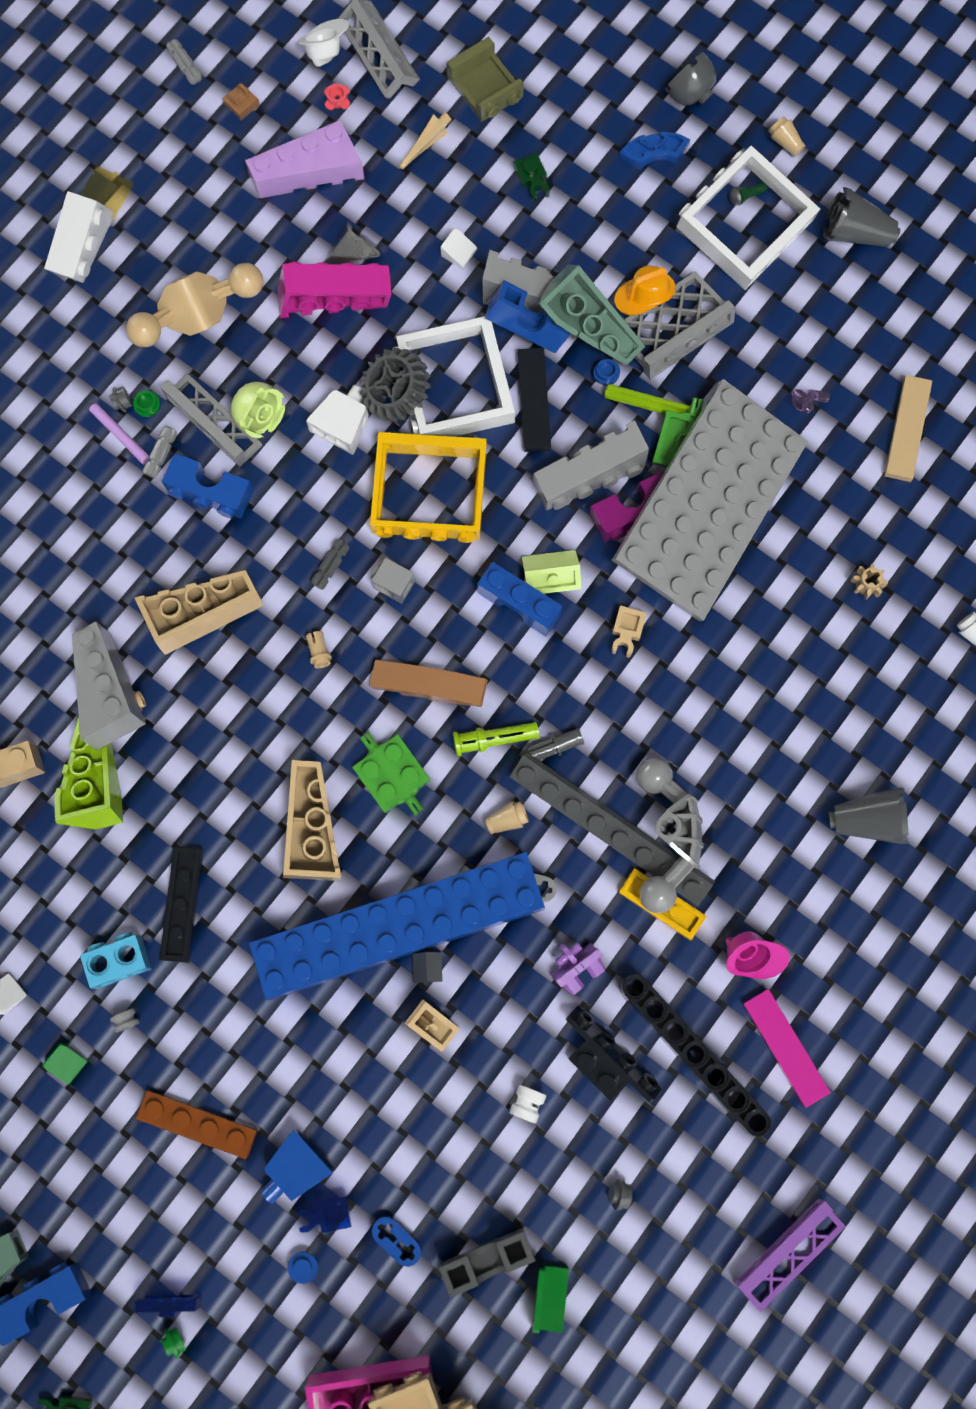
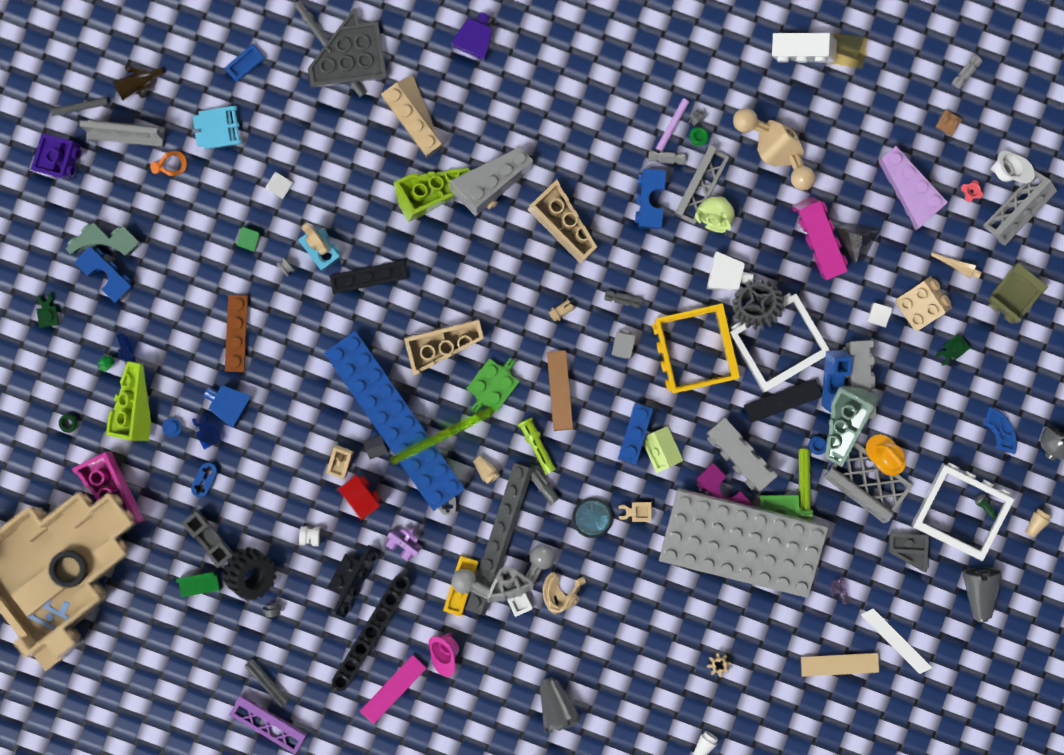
camera: 70 degrees right, 10 degrees up
(94, 962) = (314, 239): none -> tan piece
(256, 1323) = (131, 411): none -> lime wedge
(440, 862) = (441, 436): none -> clear neon green tile
(462, 192) = (923, 303): none -> tan bracket
(492, 1008) = (360, 497): none -> red brick
(542, 1224) = (260, 580): none -> black tyre
(618, 692) = (592, 517): none -> clear light blue wheel
(714, 827) = (520, 604): none -> white plate
(726, 765) = (552, 589): none -> tan helmet
(727, 1237) = (266, 683): none -> dark grey axle
(778, 296) = (910, 548): none -> dark grey wing
(894, 350) = (896, 641): none -> white sticker

